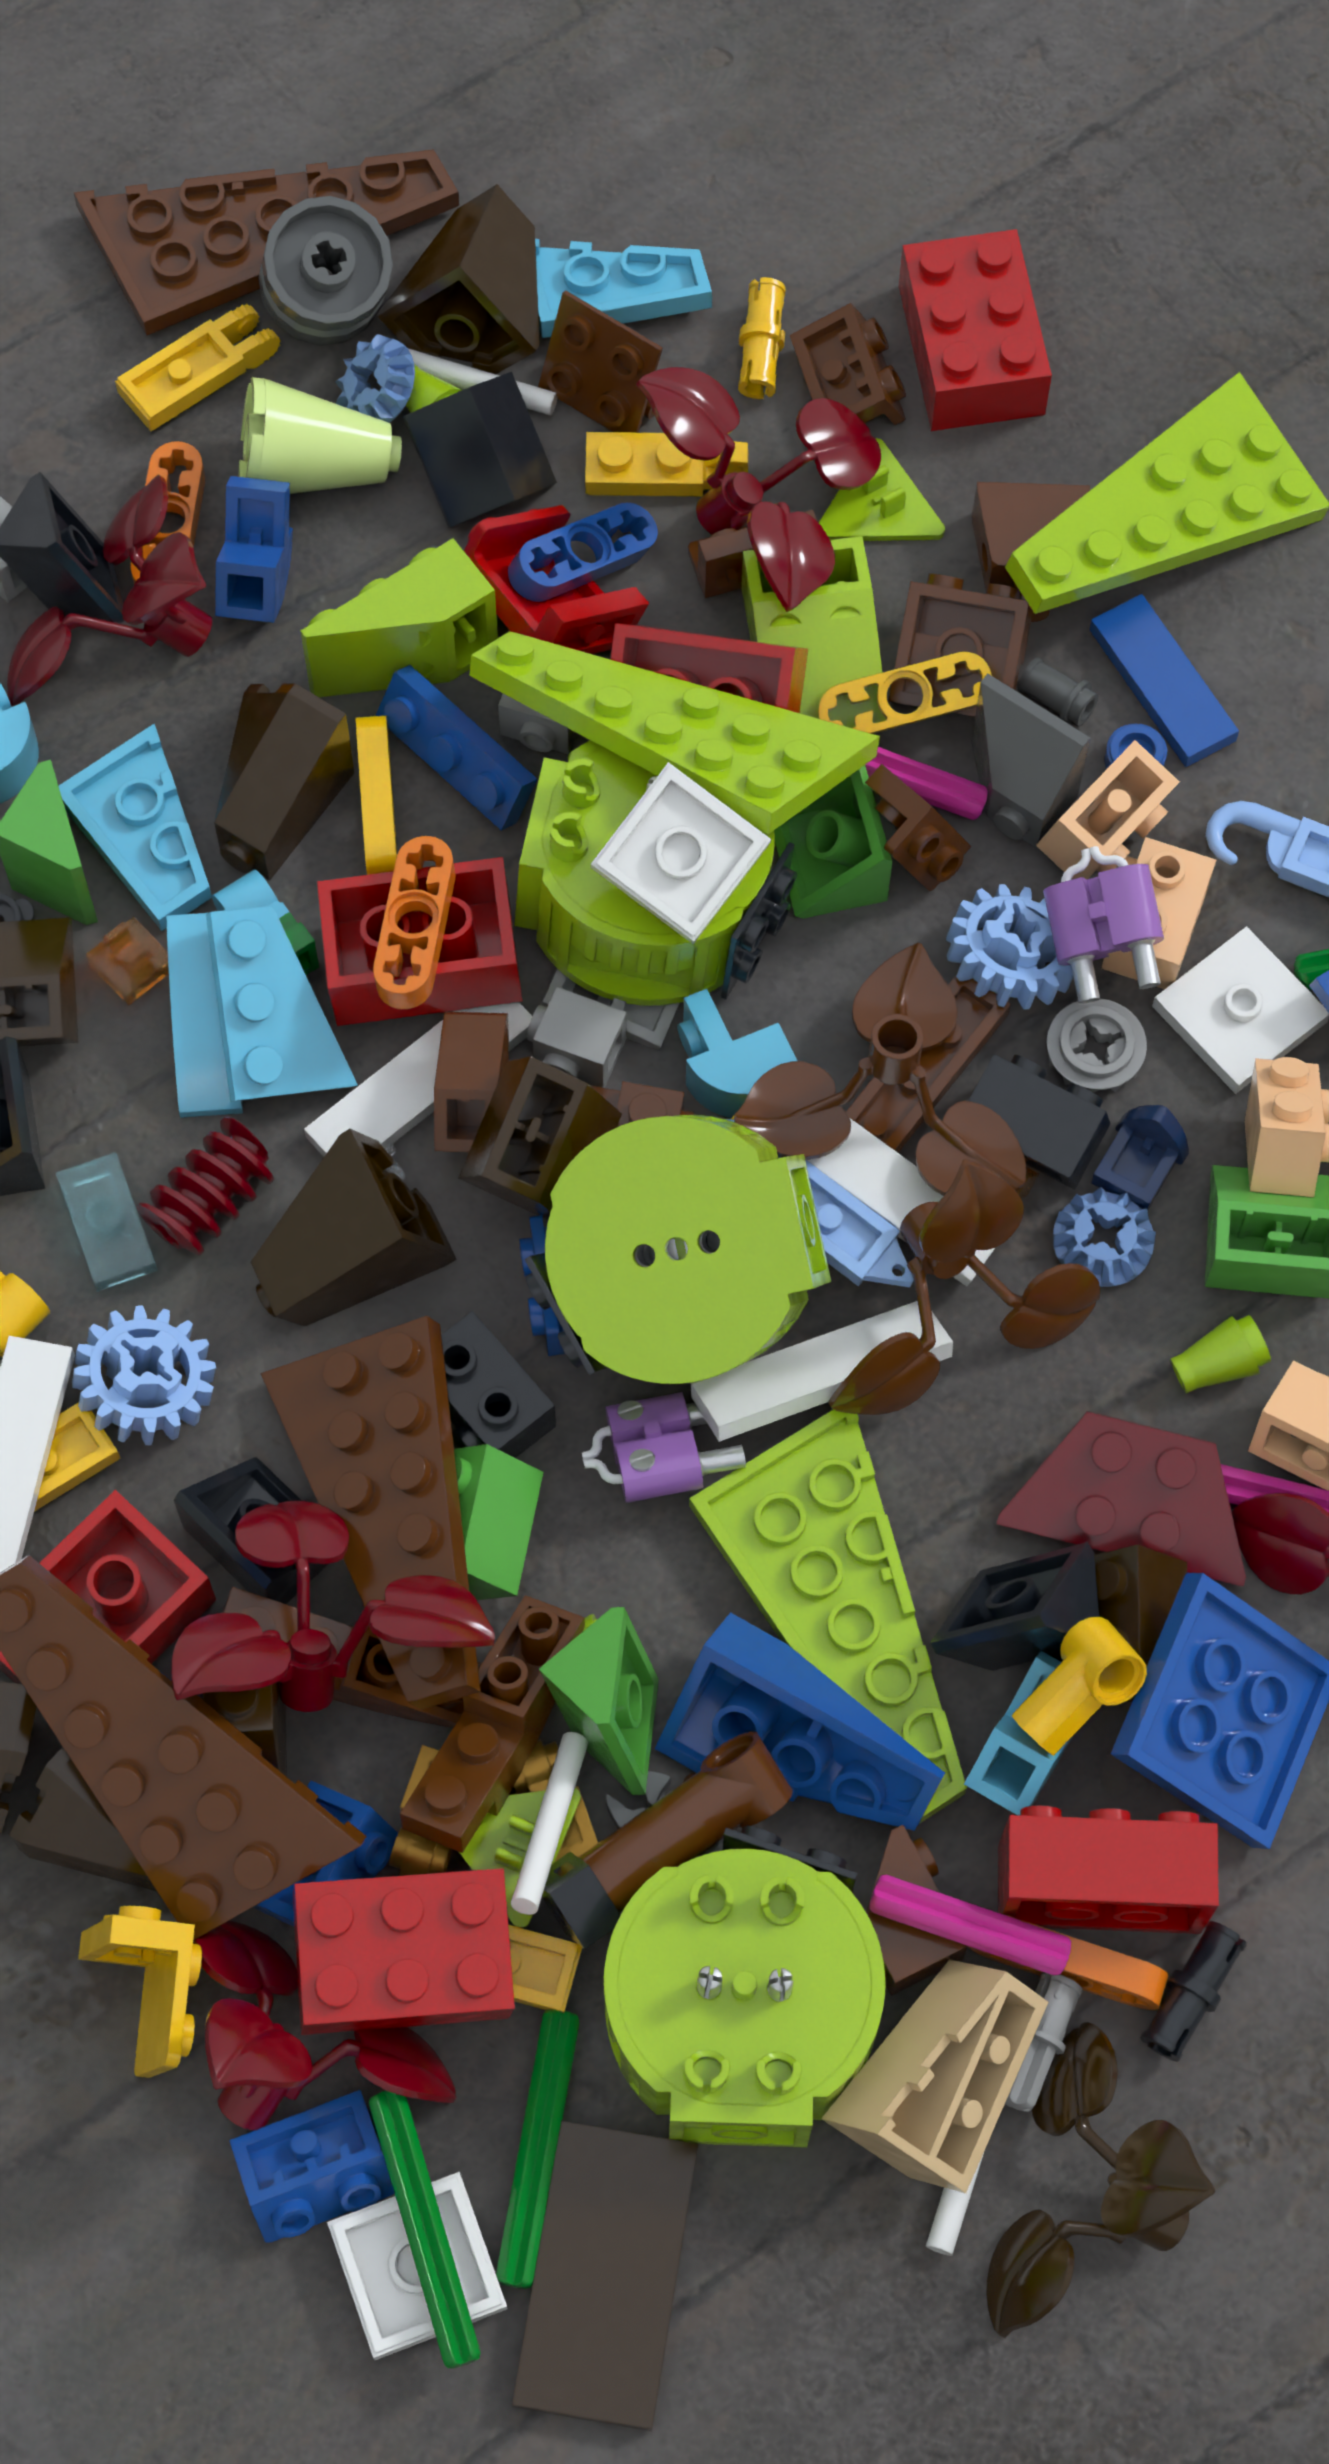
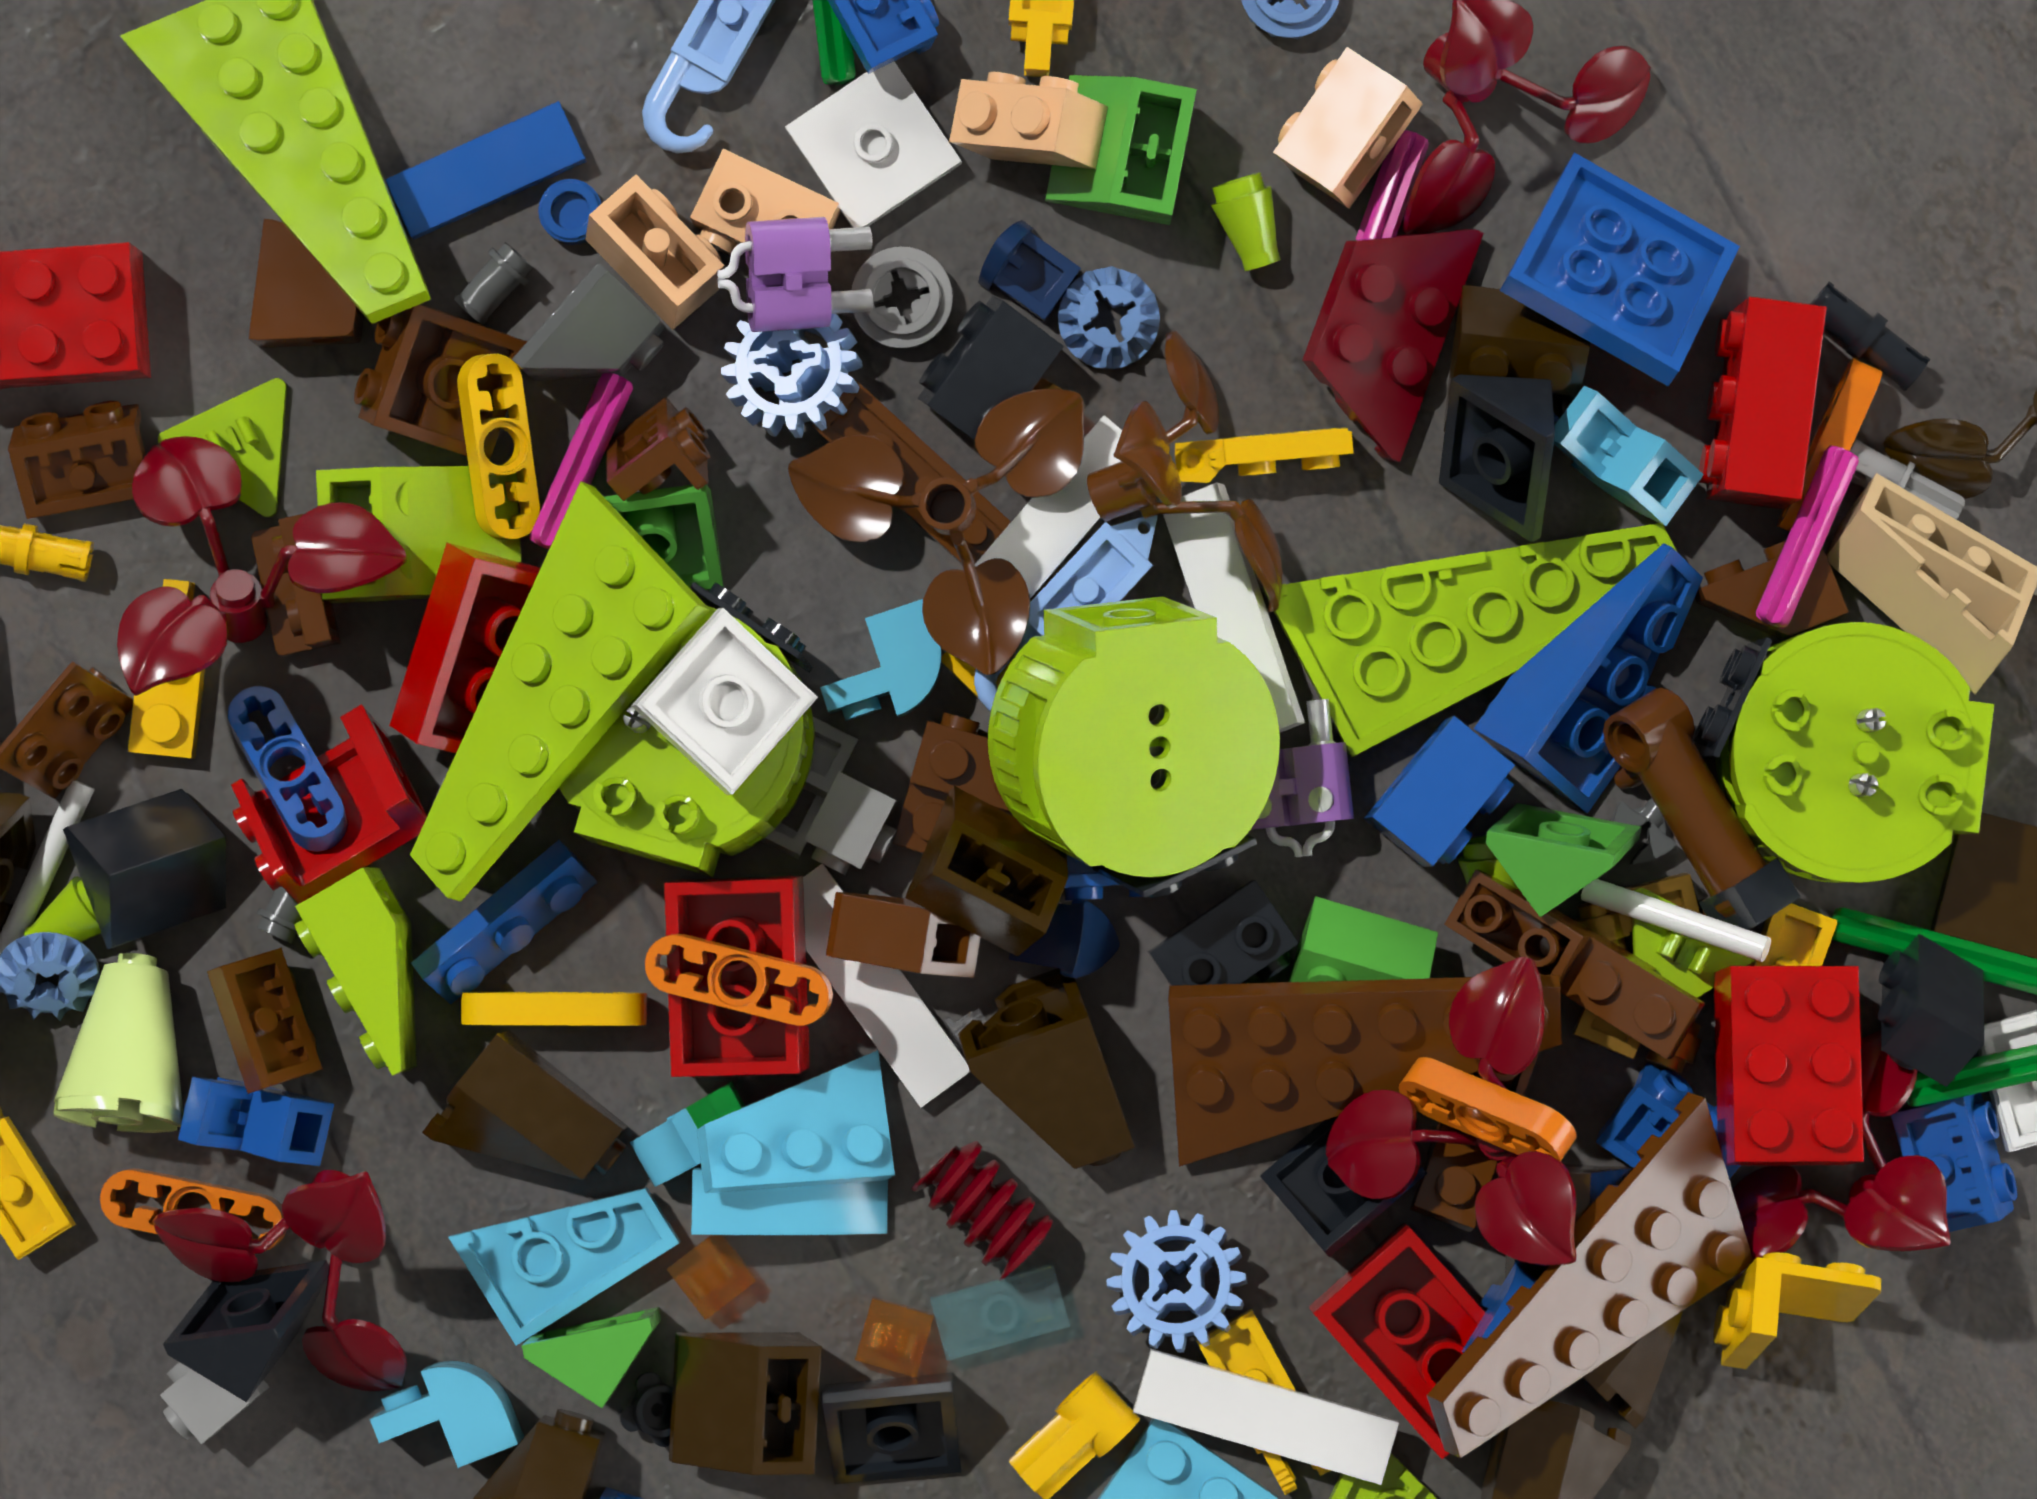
camera: 85 degrees left, 20 degrees up
(77, 1126) = (894, 1336): none -> clear orange tile
(331, 1620) = (1486, 1110): none -> orange beam
(346, 549) = (264, 1020): none -> reddish brown bracket
(475, 2106) = (1931, 1009): none -> black brick
(482, 1245) = (1076, 941): none -> dark blue tile
(662, 1575) = (1441, 793): none -> blue brick
(987, 1383) = (1258, 453): none -> yellow hinge
(1094, 1671) = (1594, 394): yellow piece -> none

